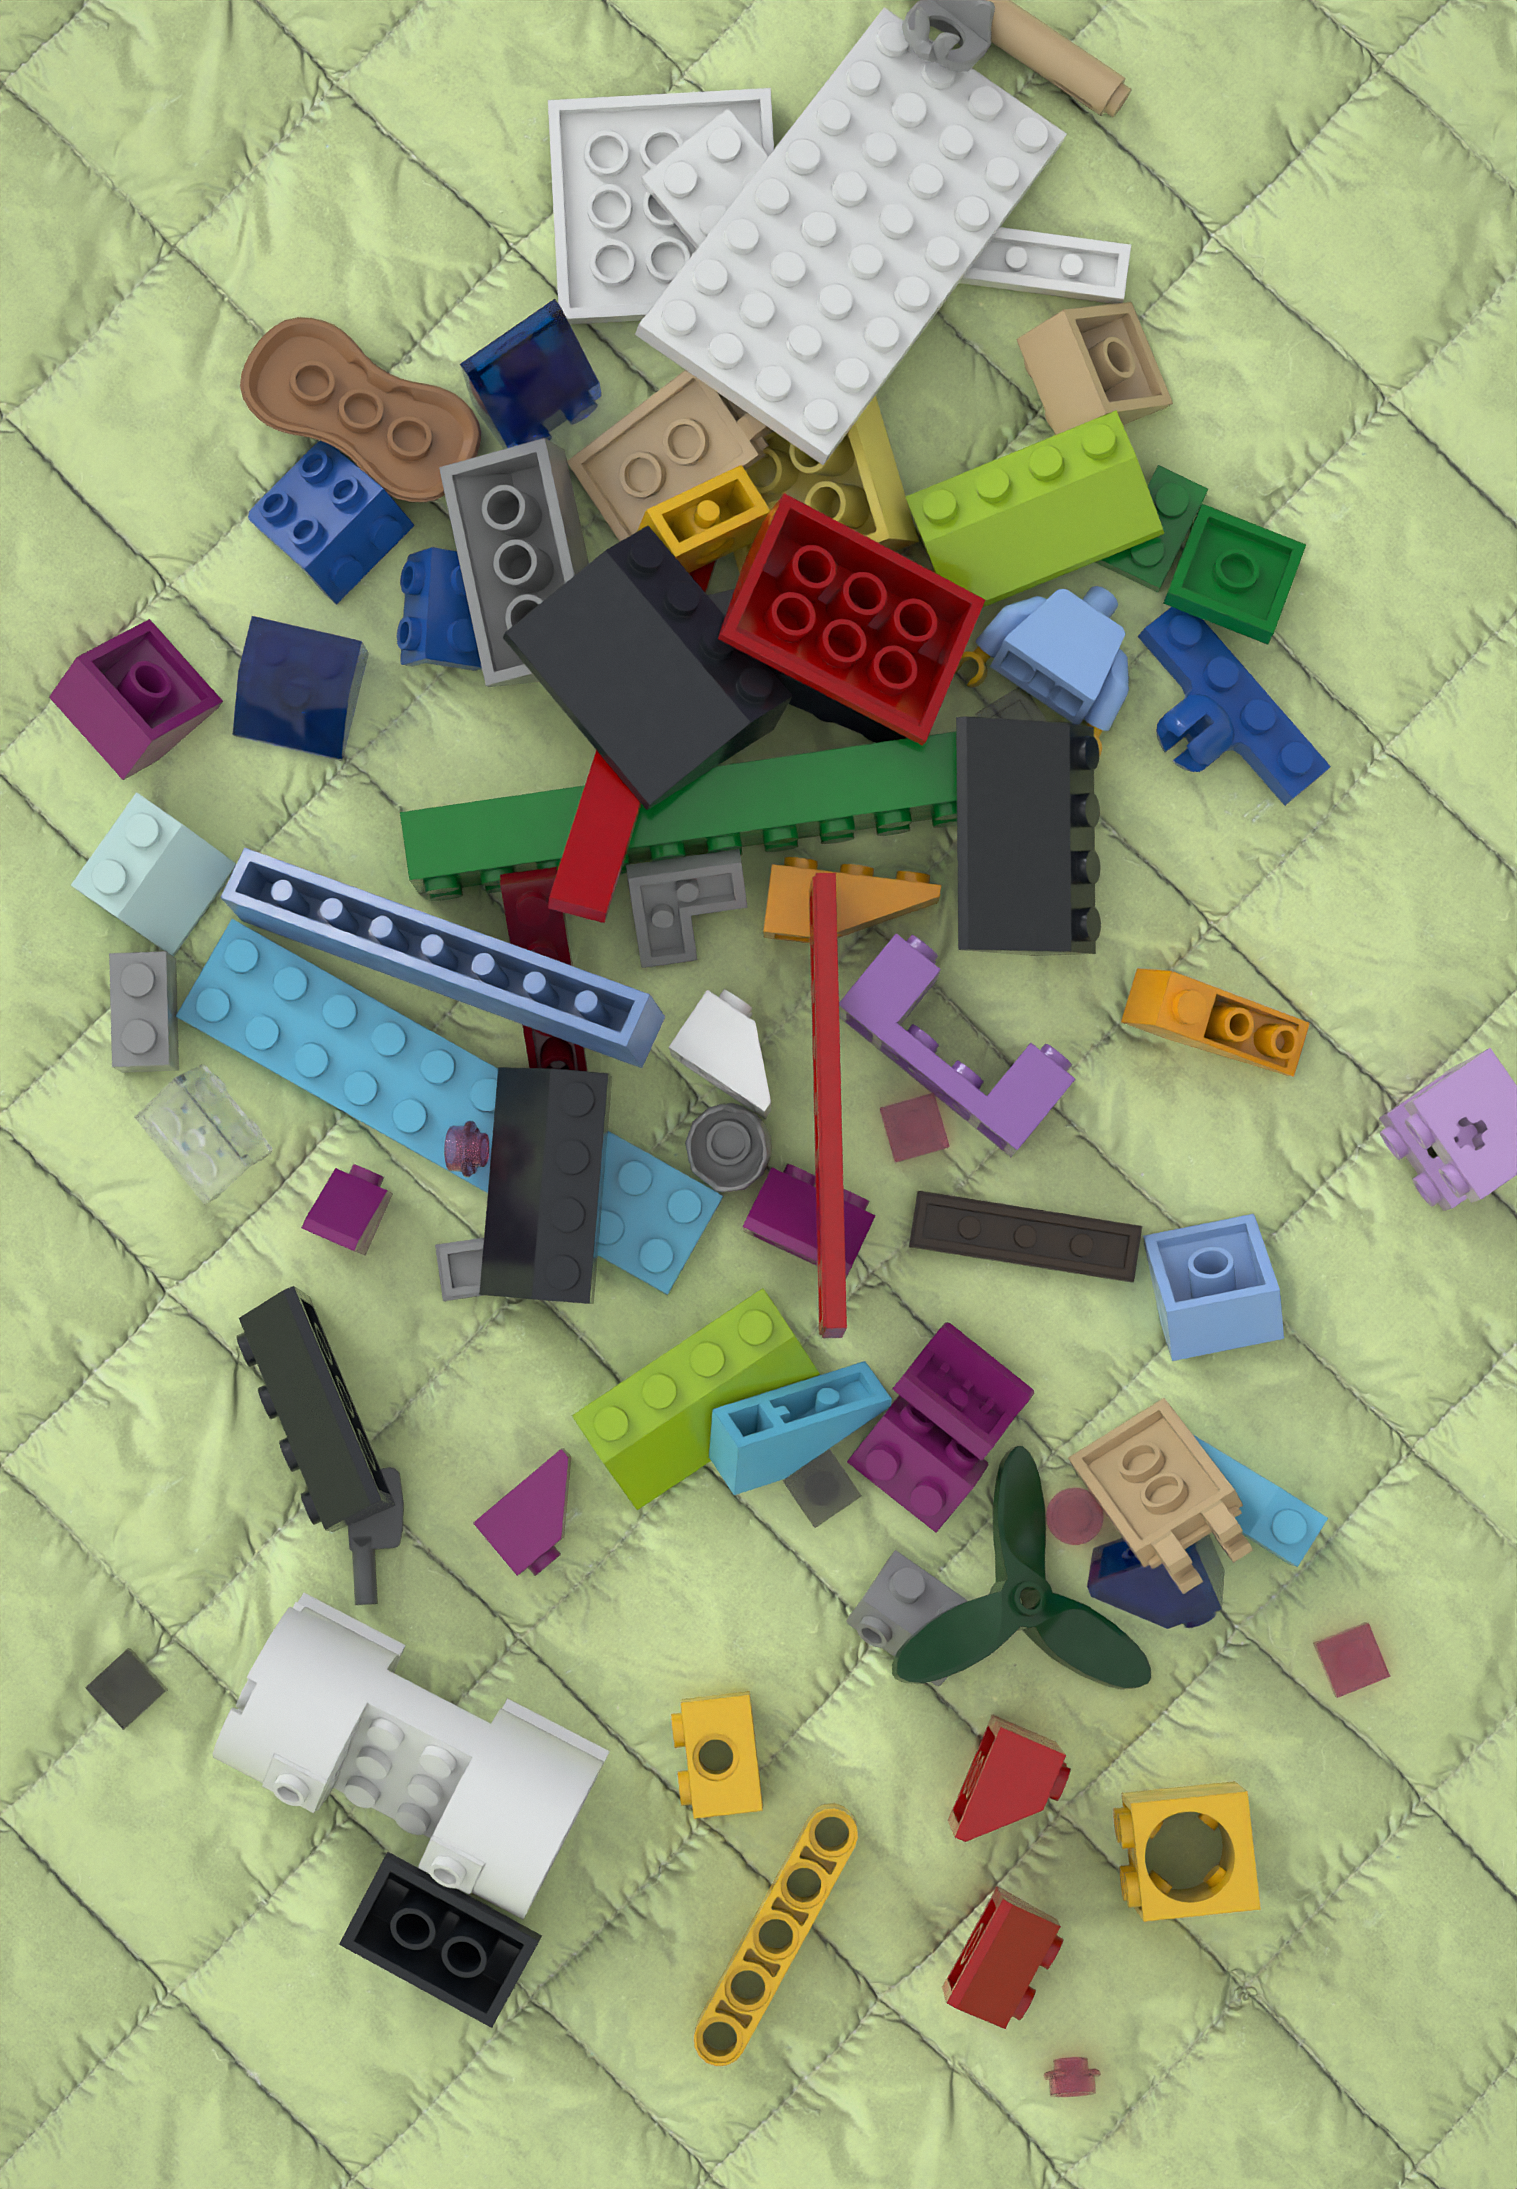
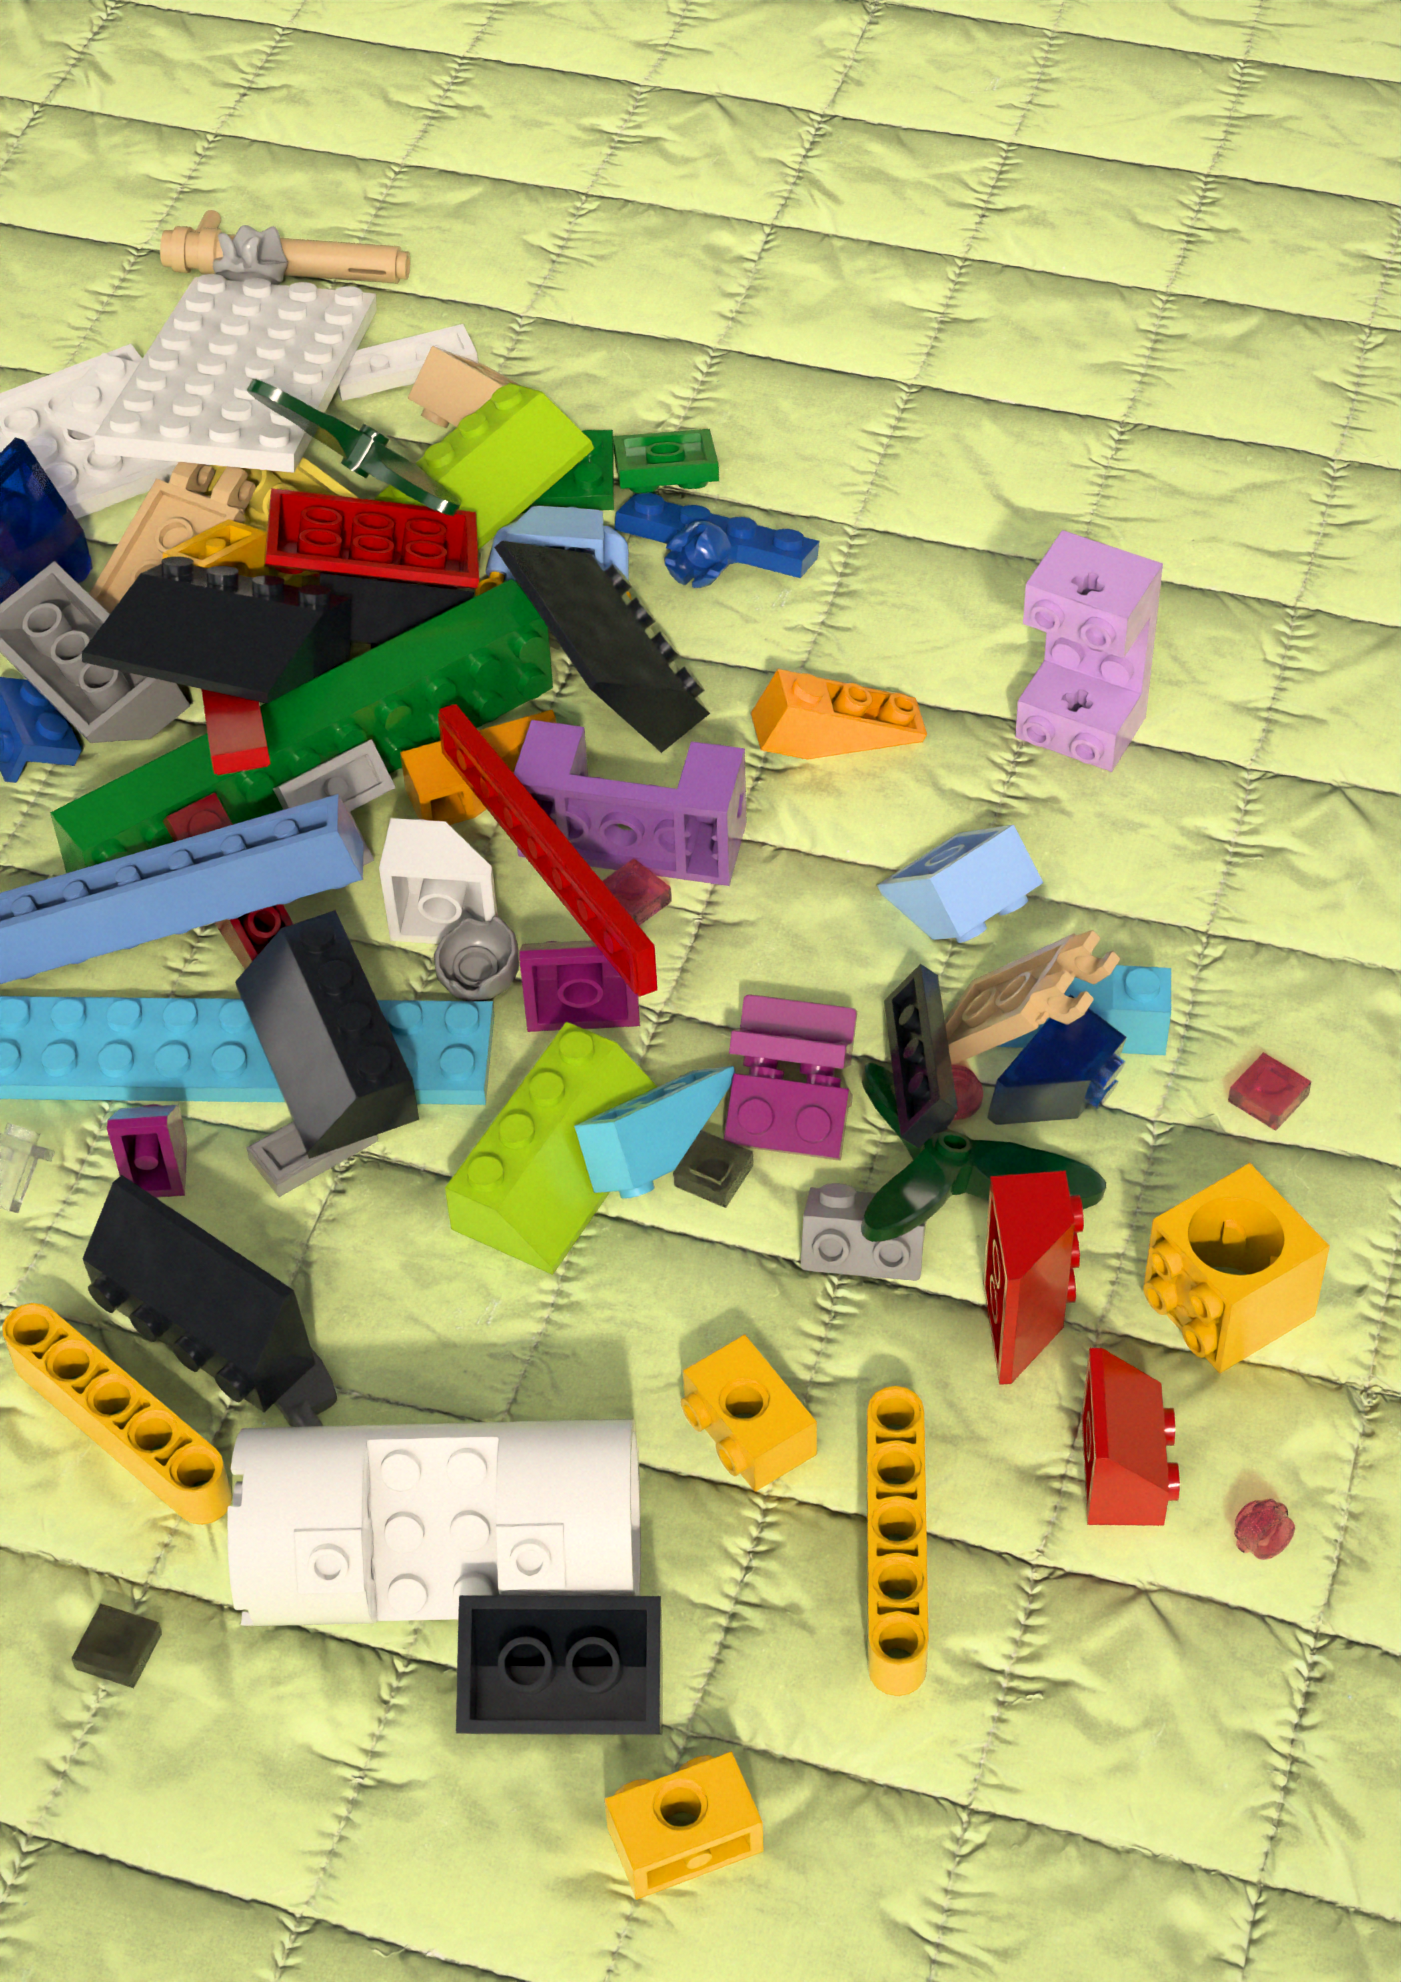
camera: 30 degrees left, 35 degrees down
(188, 1455) = (122, 1435): none -> yellow beam
(450, 2103) = (665, 1855): none -> yellow brick
(466, 1149) = (236, 1043): clear pink plate -> none
(531, 1517) = (449, 1308): magenta slope -> none
(915, 466) = (363, 449): none -> dark green piece
(1025, 1236) = (776, 926): dark brown tile -> none
(1054, 1487) = (920, 1057): none -> black plate

